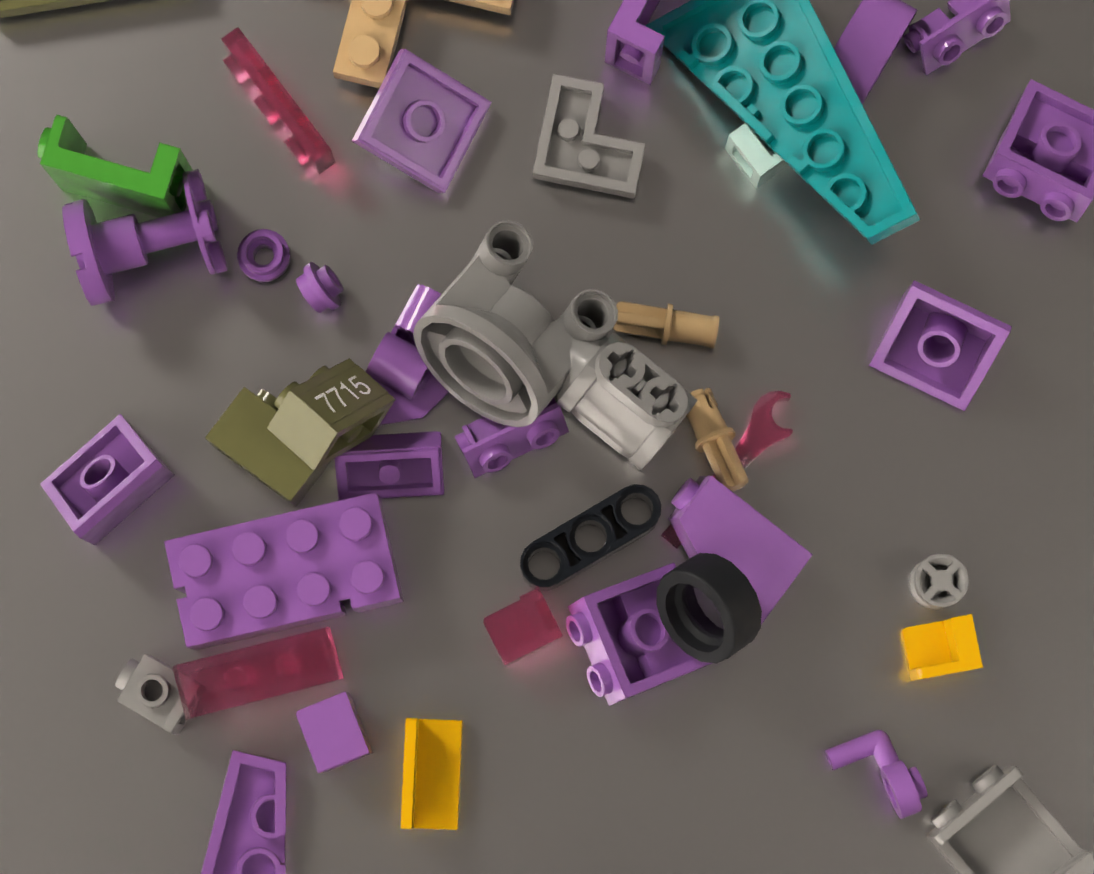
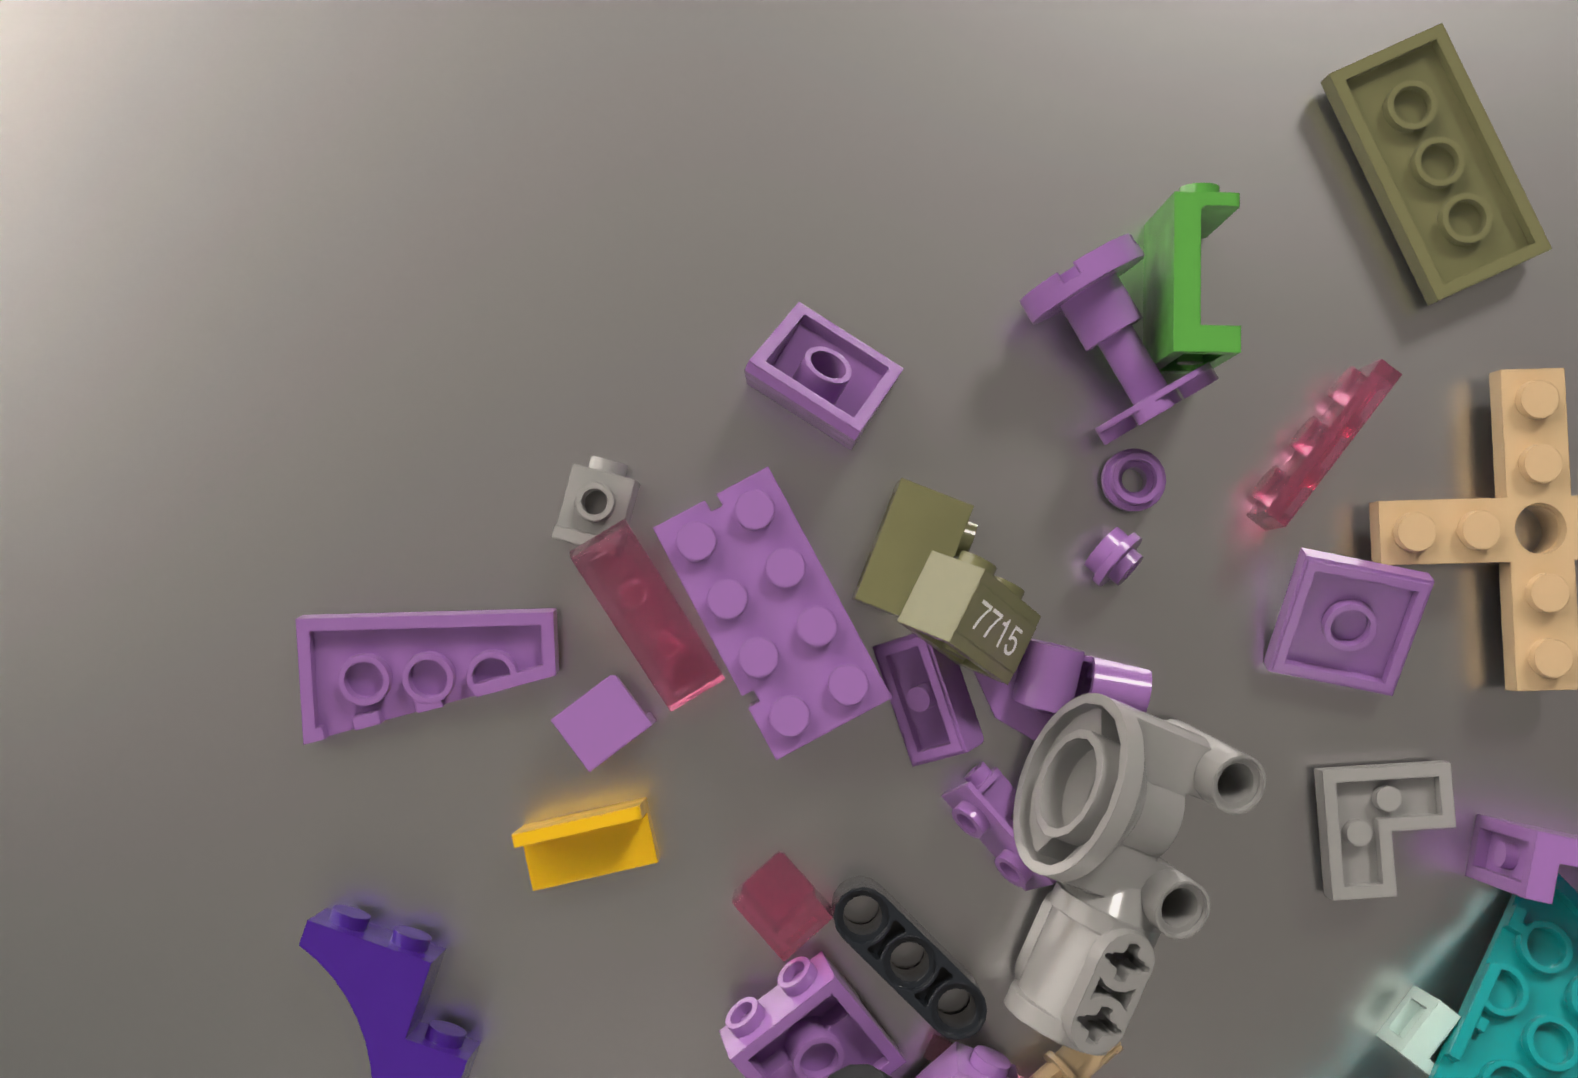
camera: 75 degrees right, 5 degrees up
(666, 324) = (1186, 989): tan axle -> none

